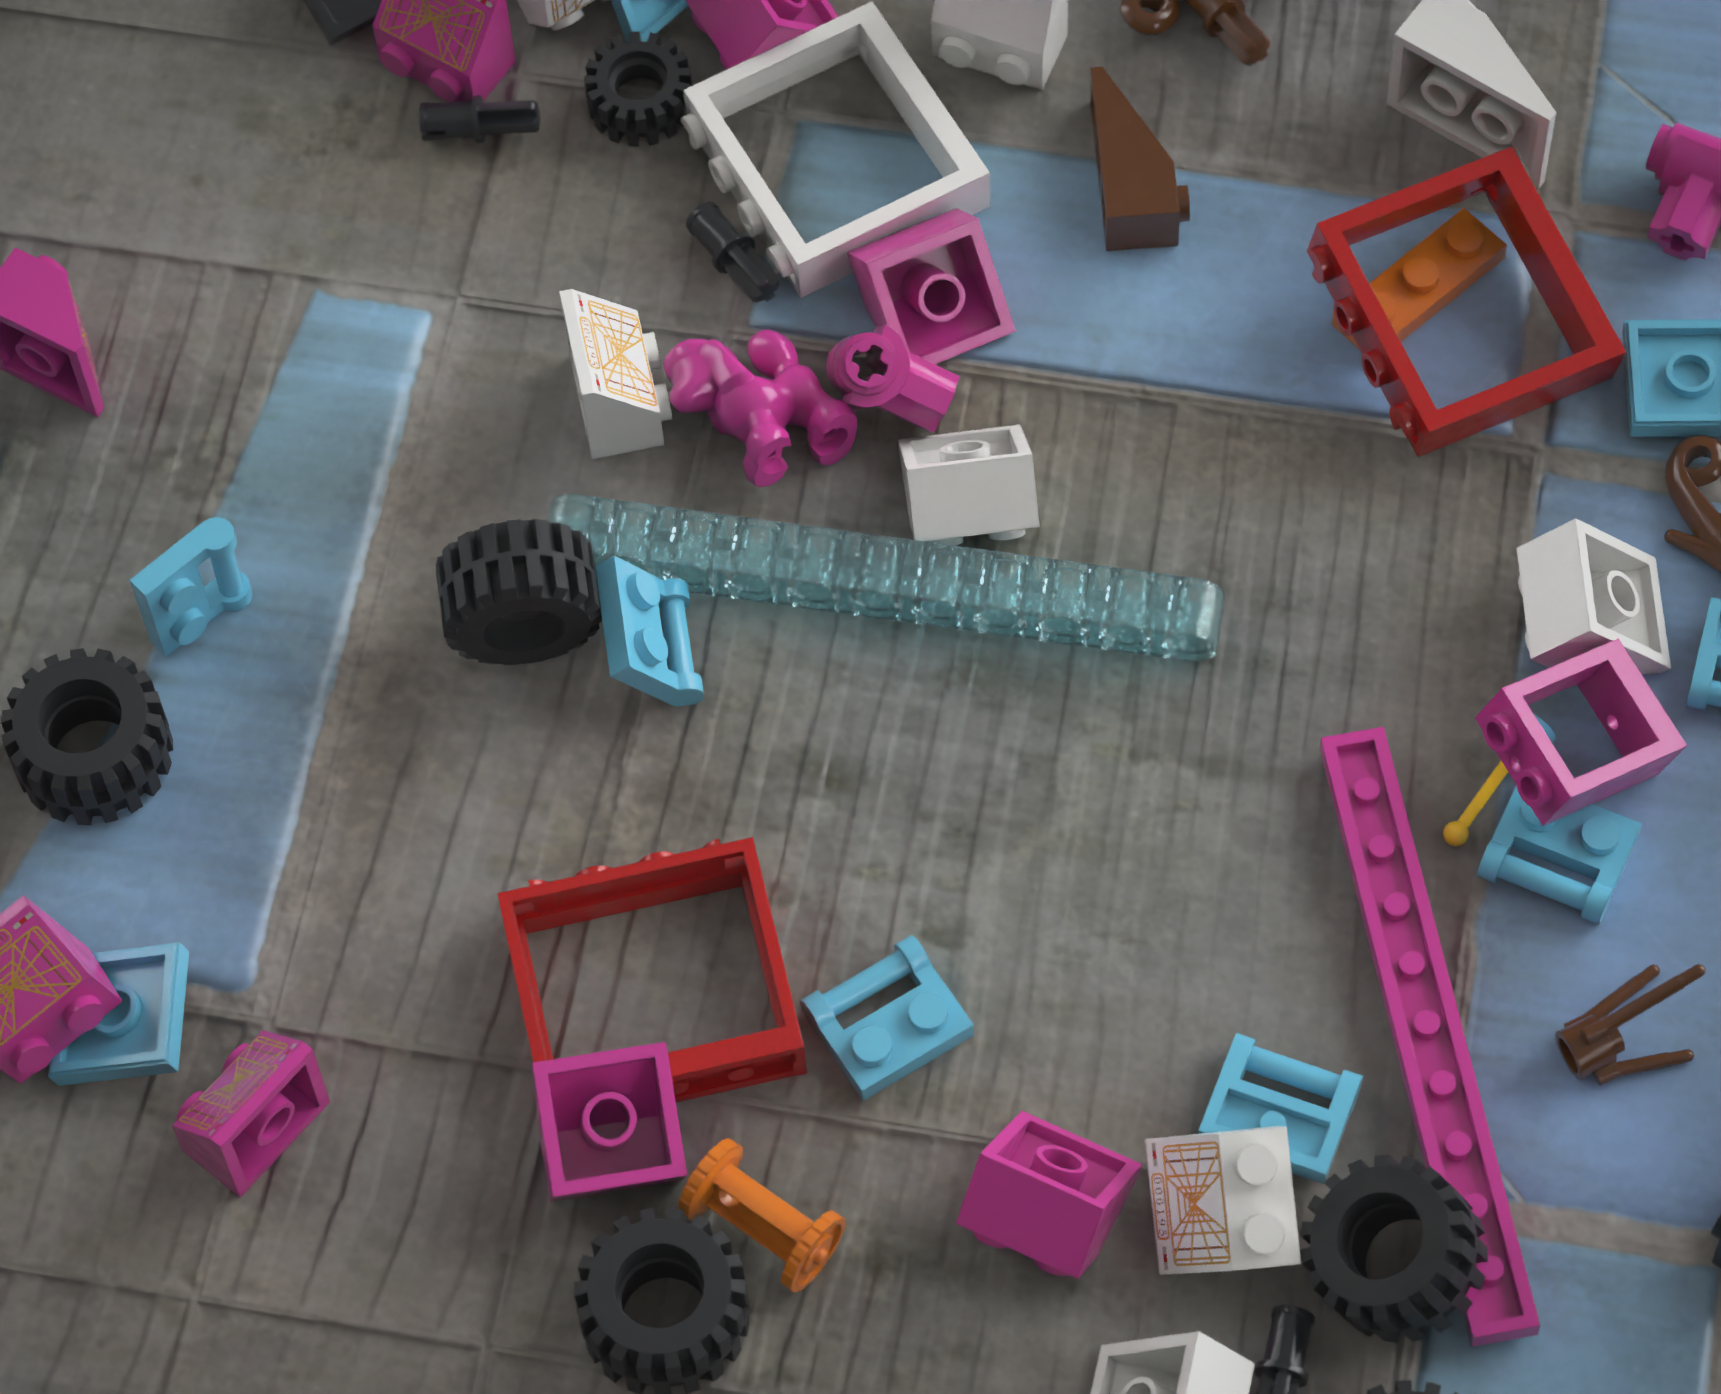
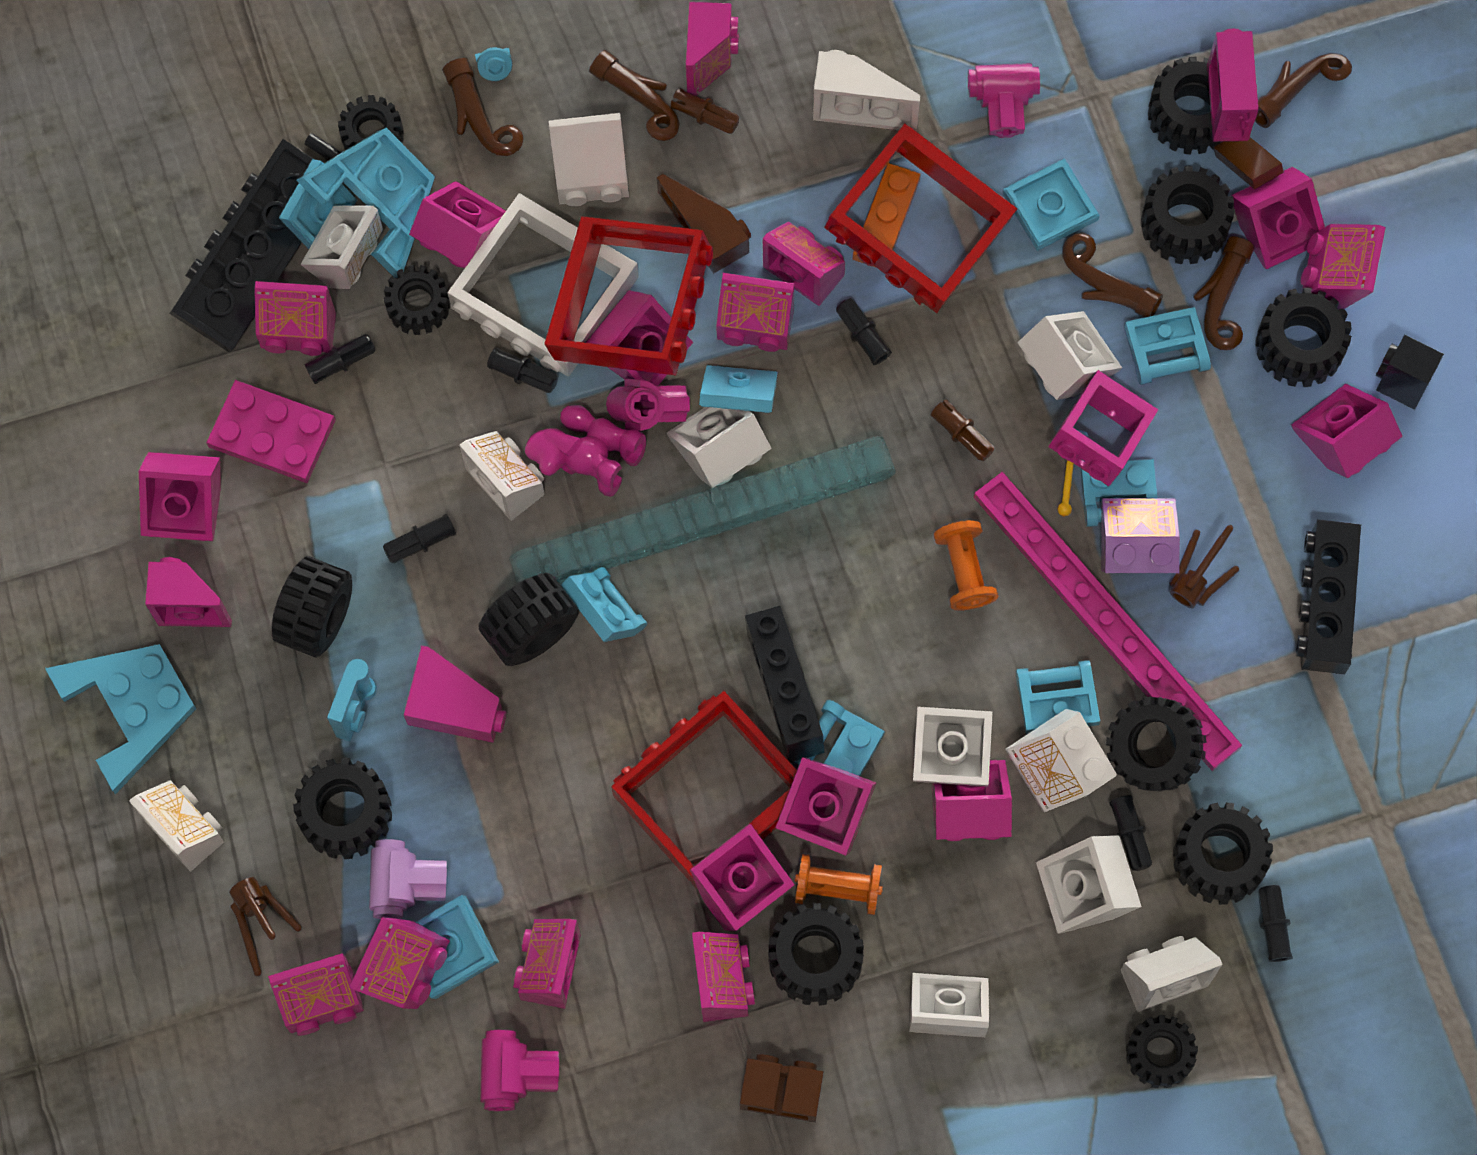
camera: 30 degrees left, 10 degrees up
(99, 1240) = (512, 1071): none -> dark pink piece
(110, 879) = (401, 879): none -> lavender piece
(132, 199) = (179, 496): none -> dark pink slope
(214, 426) = (311, 606): none -> black tyre
(321, 176) = (271, 431): none -> dark pink plate
(339, 663) = (451, 701): none -> dark pink slope
(438, 418) = (419, 539): none -> black axle
(493, 1257) = (721, 976): none -> dark pink slope
(808, 1083) = (826, 805): none -> dark pink slope
(852, 875) = (784, 684): none -> black brick
(891, 139) = (578, 276): none -> red window
(1038, 418) = (738, 389): none -> medium azure plate
(1062, 1091) = (952, 746): none -> white slope
(1129, 320) = (755, 312): none -> dark pink slope
(1231, 881) = (965, 565): none -> orange hose
(1246, 283) = (799, 259): none -> dark pink slope
(1285, 430) = (863, 331): none -> black axle
(1357, 640) = (962, 430): none -> reddish brown axle
(1549, 923) = (1139, 535): none -> medium lavender slope

